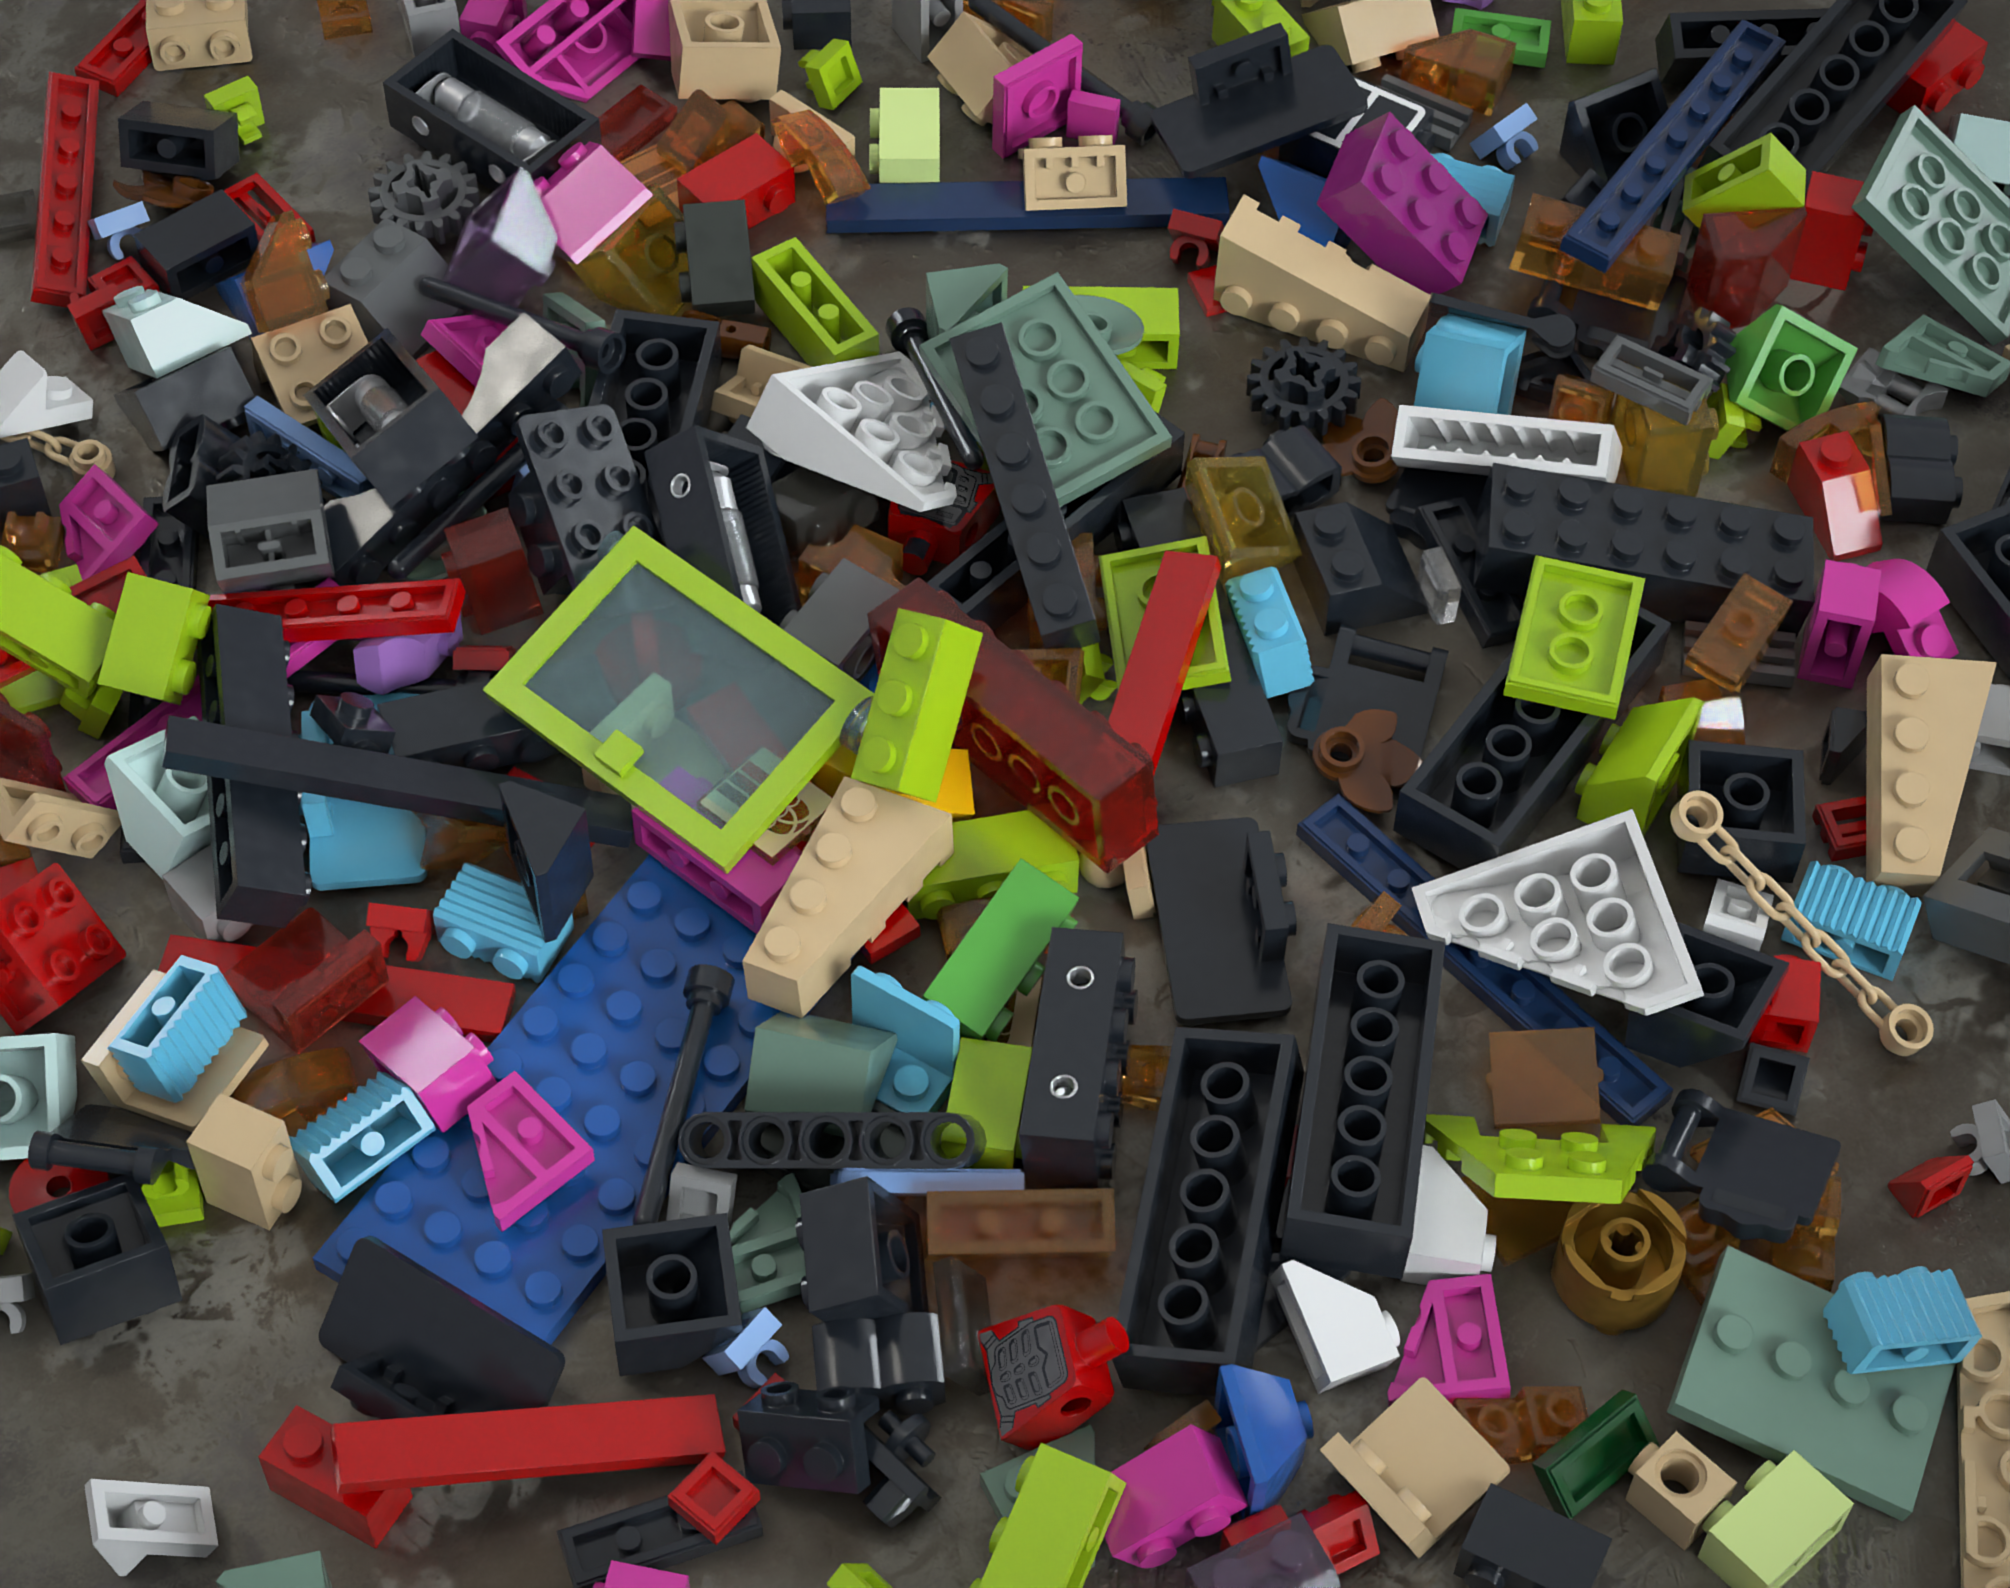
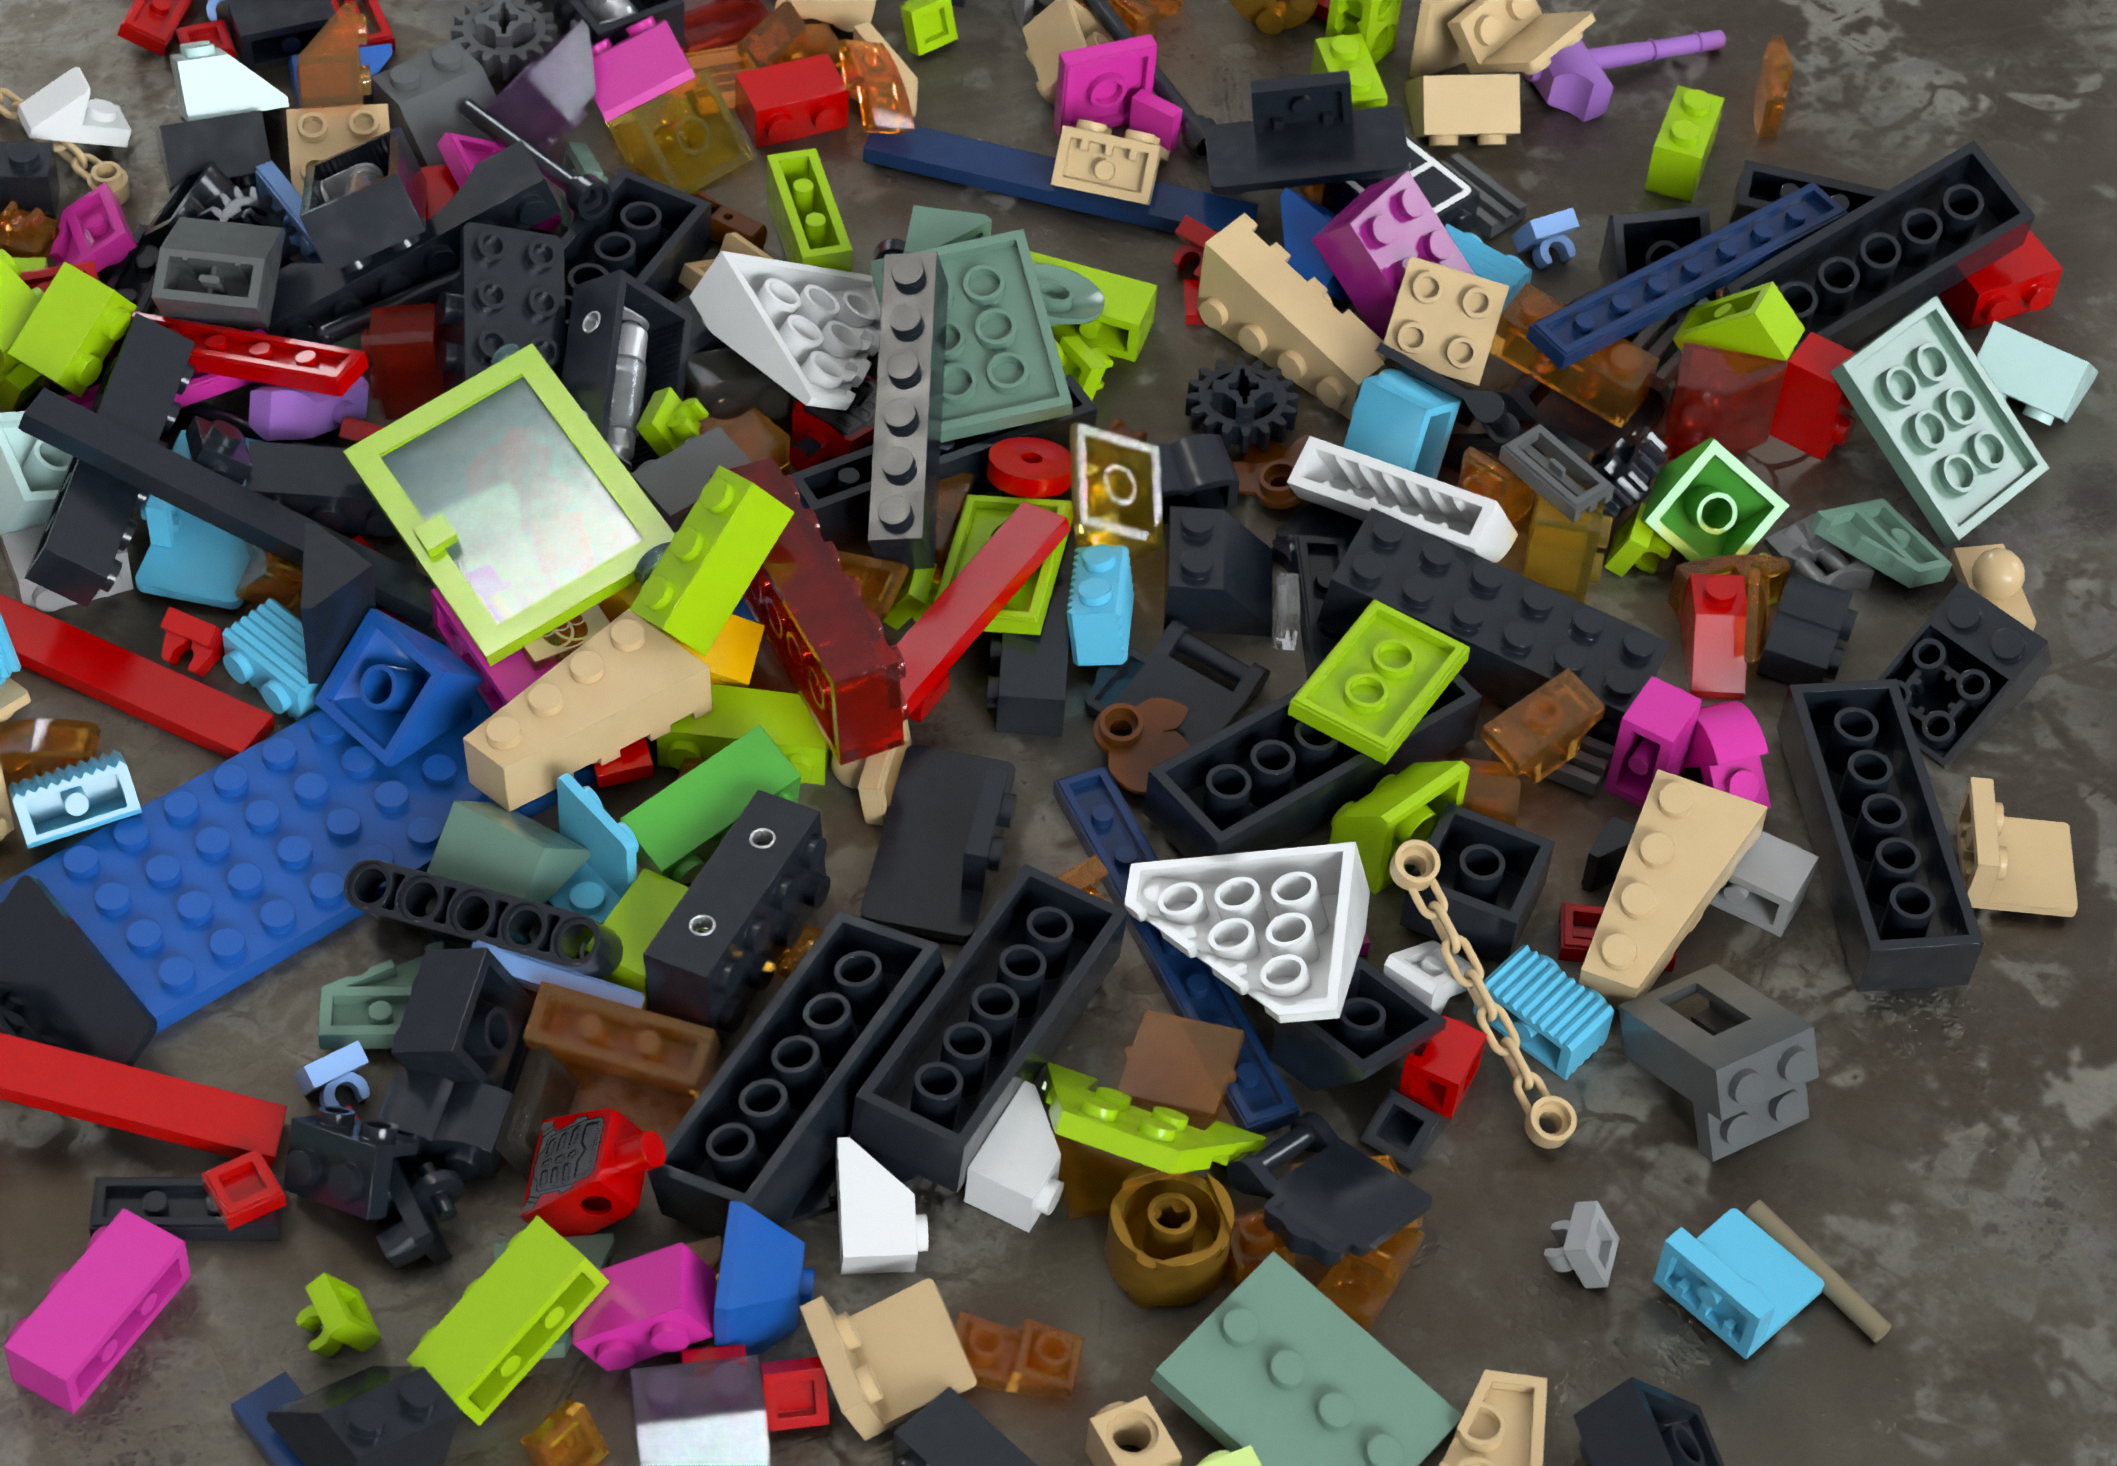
camera: 15 degrees right, 5 degrees down
(89, 315) = (157, 58): red tile -> none
(308, 978) = (89, 656): clear red bracket -> none
(432, 1059) = (164, 754): dark pink brick -> none
(523, 1148) = (207, 848): dark pink wing -> none
(636, 923) = (396, 688): none -> blue slope
(671, 1291) = (278, 1003): black slope -> none
(700, 1192) = (351, 939): light grey tile -> none
(707, 992) = (433, 766): black piece -> none
(717, 257) = (736, 160): pearl dark grey brick -> none
(790, 566) = (670, 421): none -> lime tile
(907, 136) = (972, 93): yellowish green brick -> none
(1150, 511) = (1029, 467): none -> red piece
(1456, 1342) = (986, 1263): dark pink wing -> none
(1462, 68) = (1532, 165): clear orange slope -> none
(1471, 251) = (1446, 320): none -> tan bracket
(1529, 33) = (1584, 148): bright green plate -> none
(1594, 1454) = (1064, 1397): dark green tile -> none
(1901, 1320) = (1407, 1364): medium azure brick -> none
(1931, 1183) = (1511, 1267): red slope -> none

